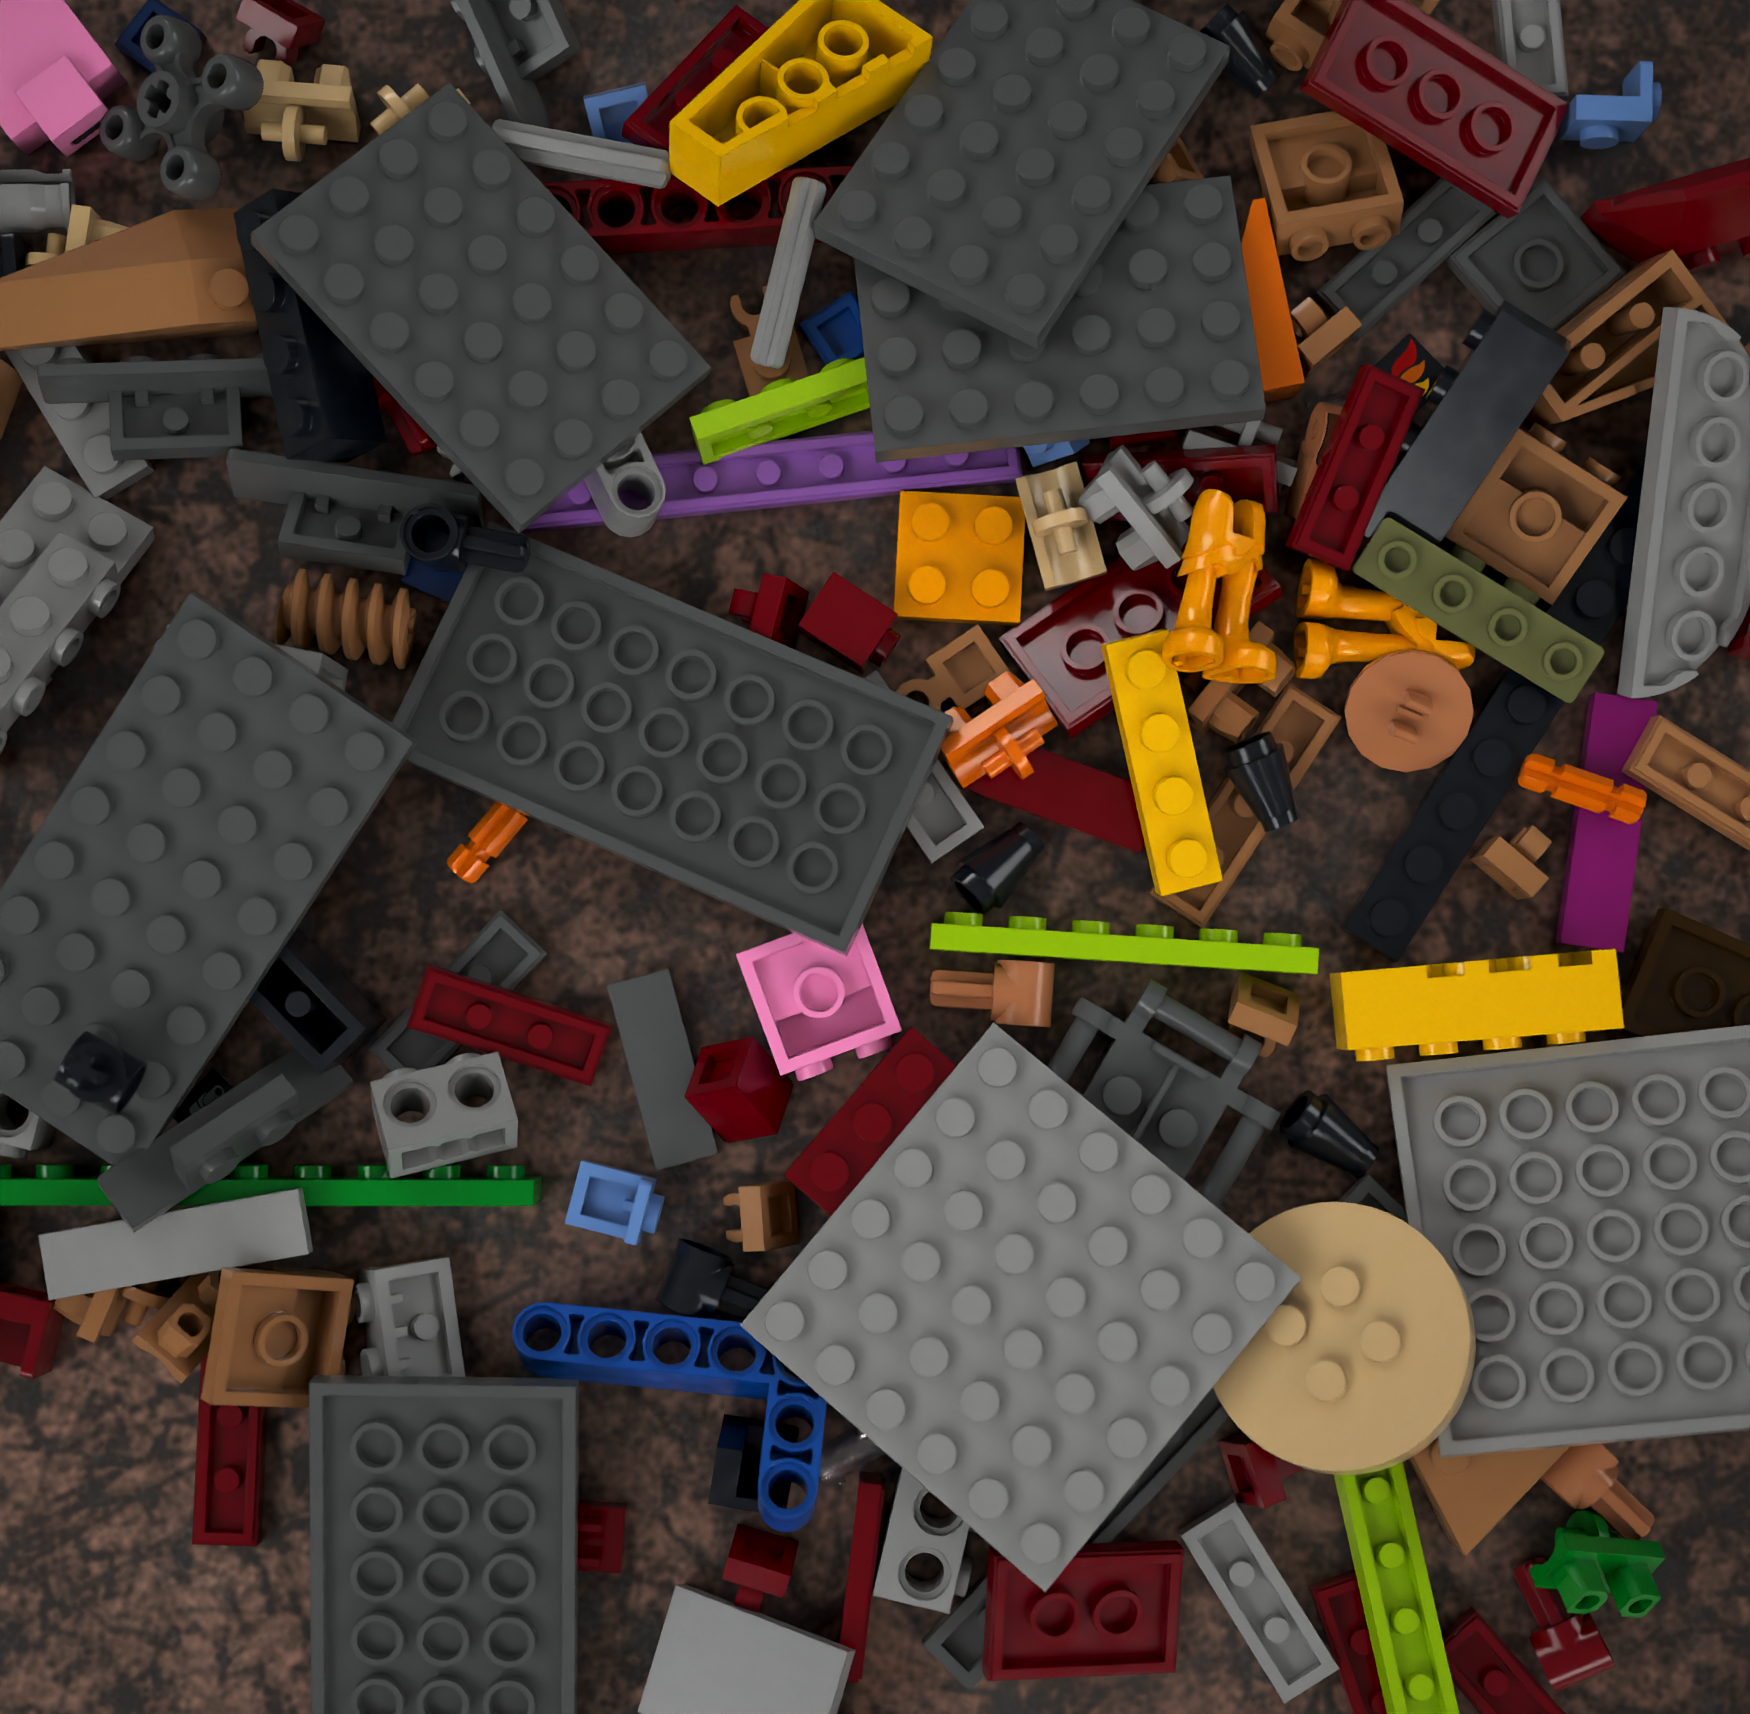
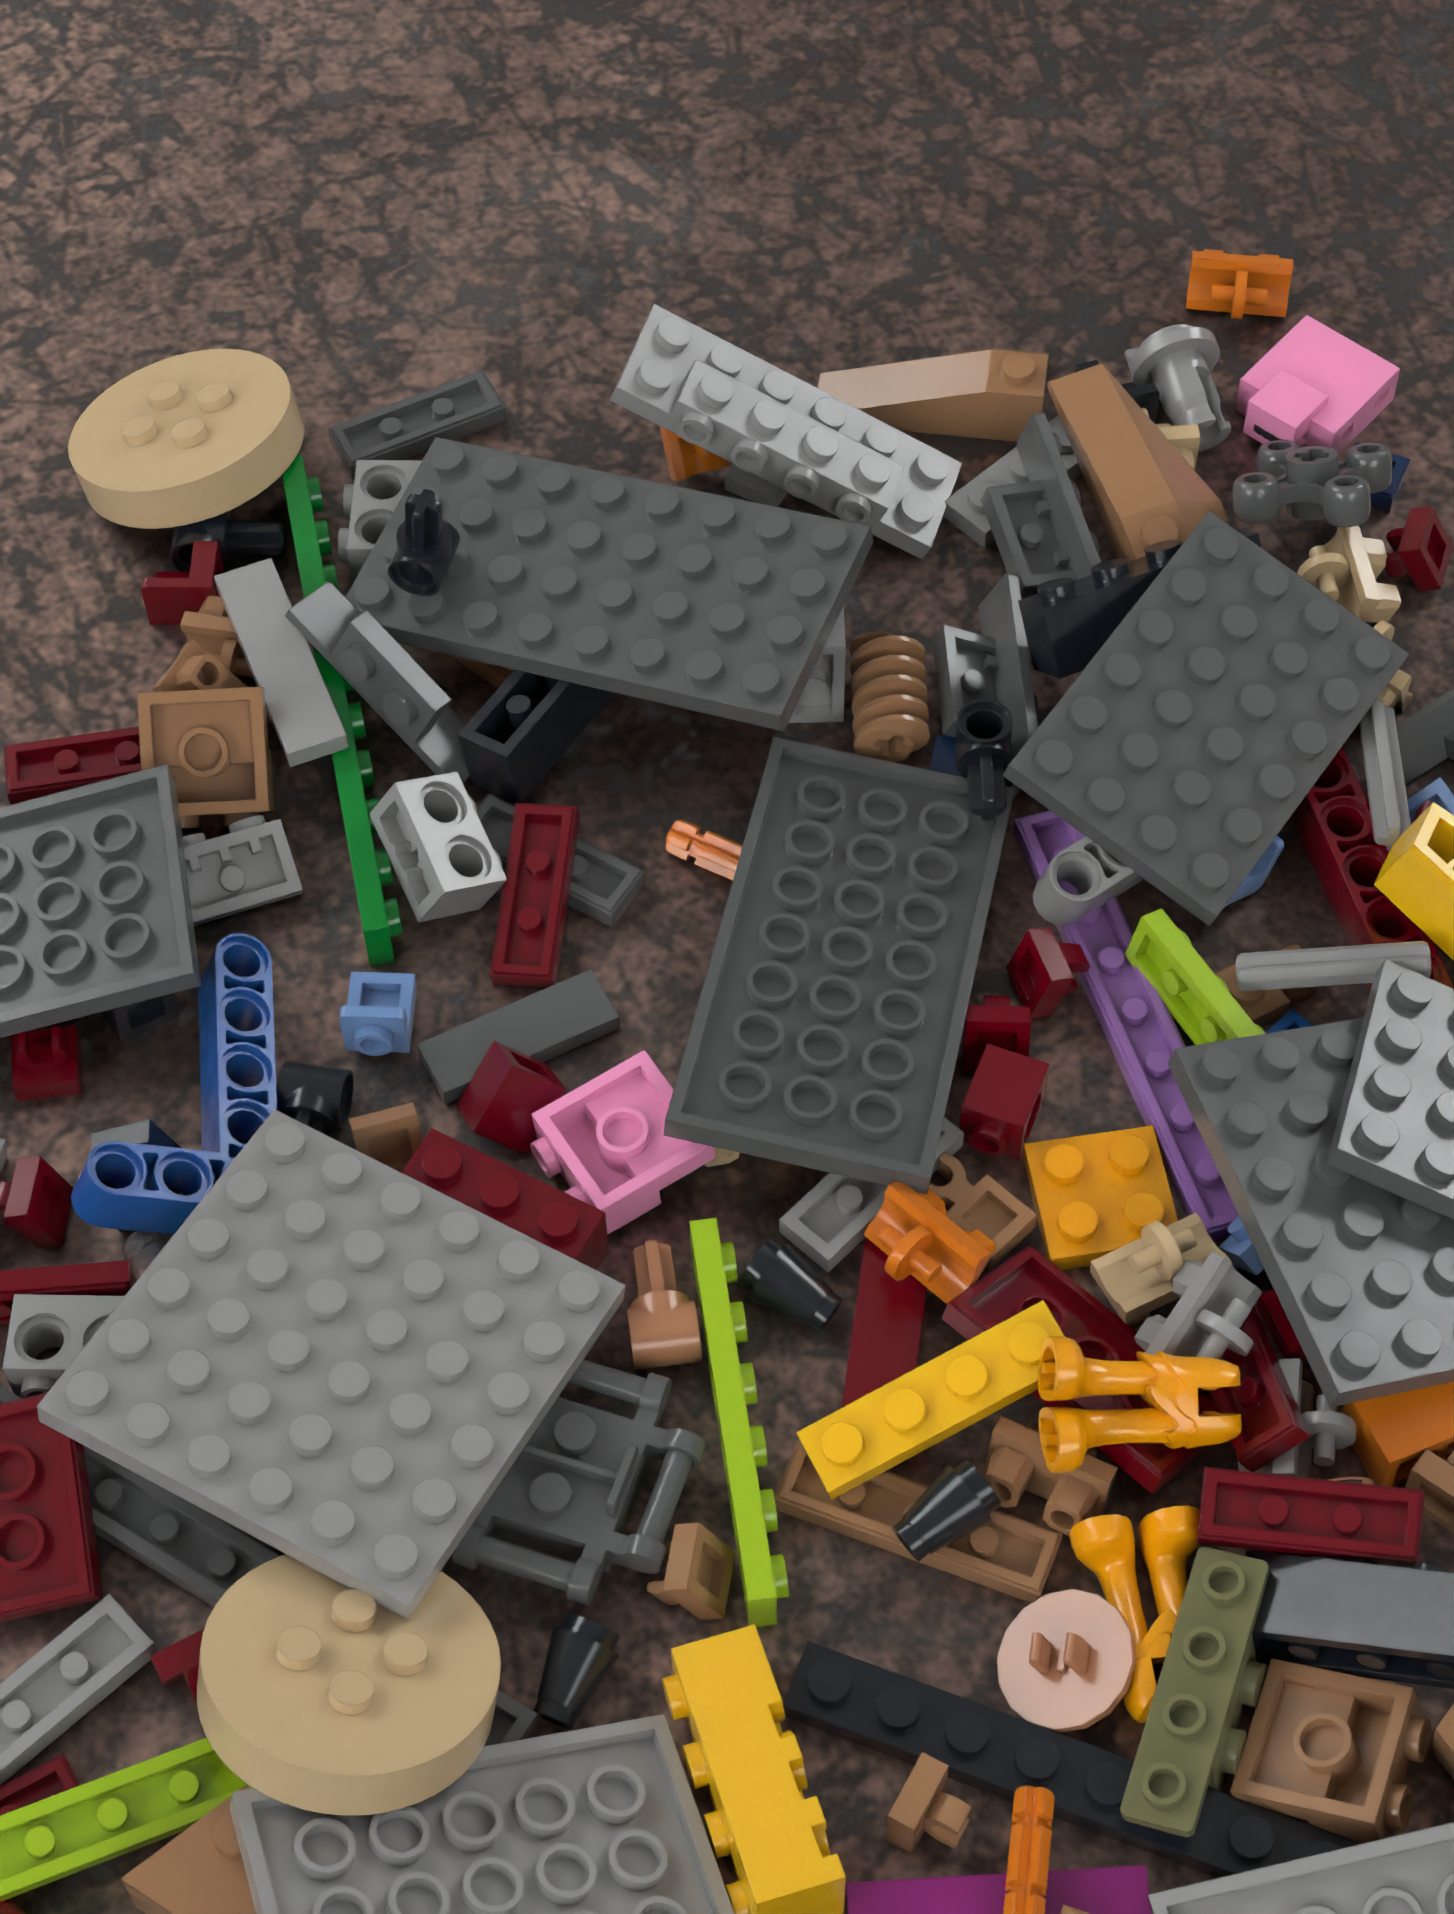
camera: 80 degrees right, 30 degrees down
(712, 547) = (1045, 970): none -> dark red tile

